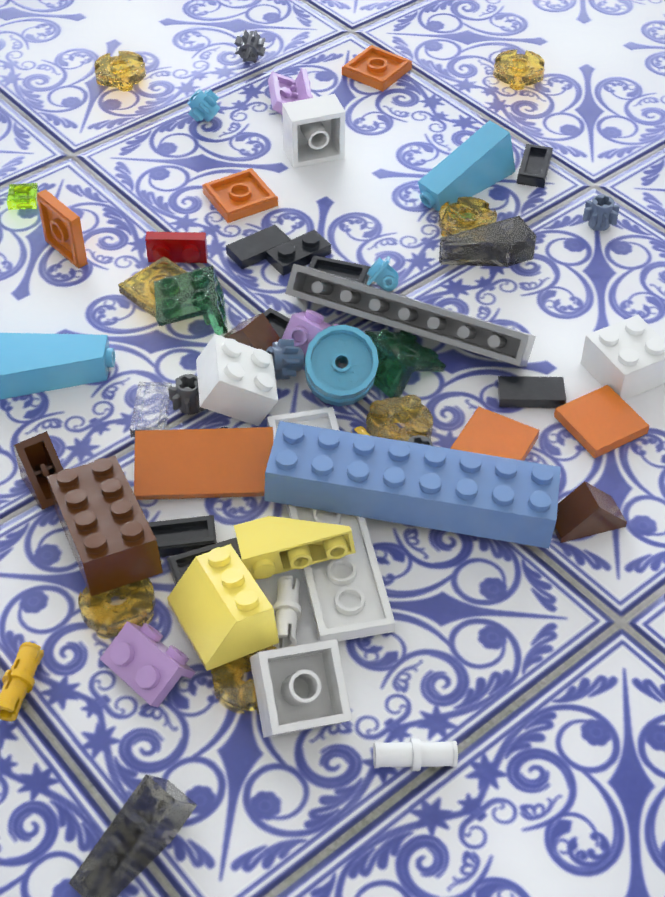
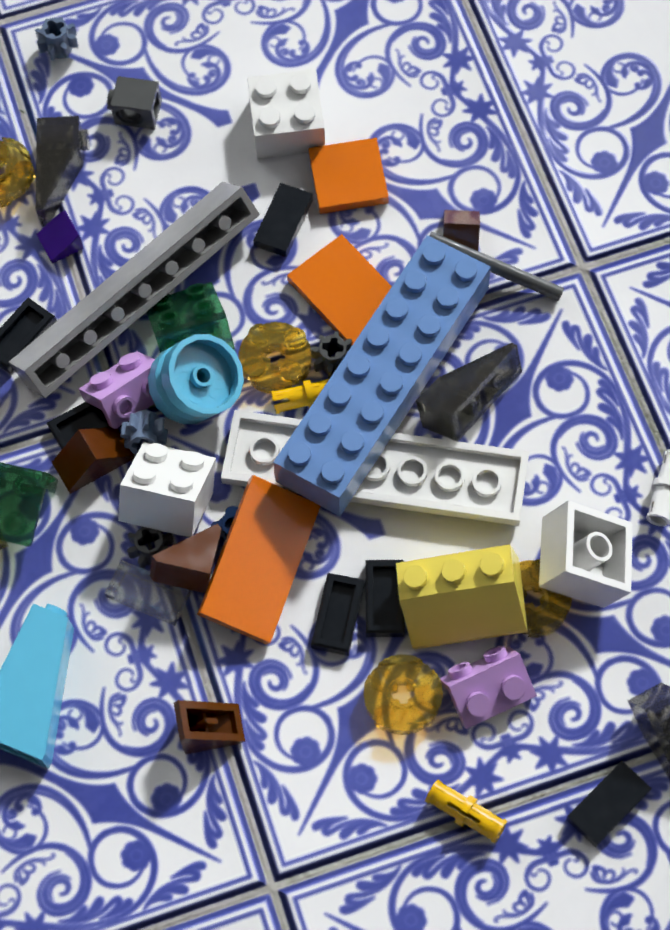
camera: 65 degrees left, 20 degrees up
(59, 801) = (608, 803): none -> black tile
(104, 525) = (314, 678): reddish brown brick -> none
(182, 412) = (188, 562): none -> reddish brown slope
(286, 544) = (410, 517): light yellow slope -> none
(287, 610) = (467, 538): white pin -> none
(383, 274) = (63, 289): medium azure hinge -> none
(433, 270) = (60, 238): none -> dark purple slope
(434, 559) = (466, 393): none -> clear smoke slope
(572, 544) = (507, 271): none -> dark grey bar
(576, 270) = (135, 102): none -> dark grey brick

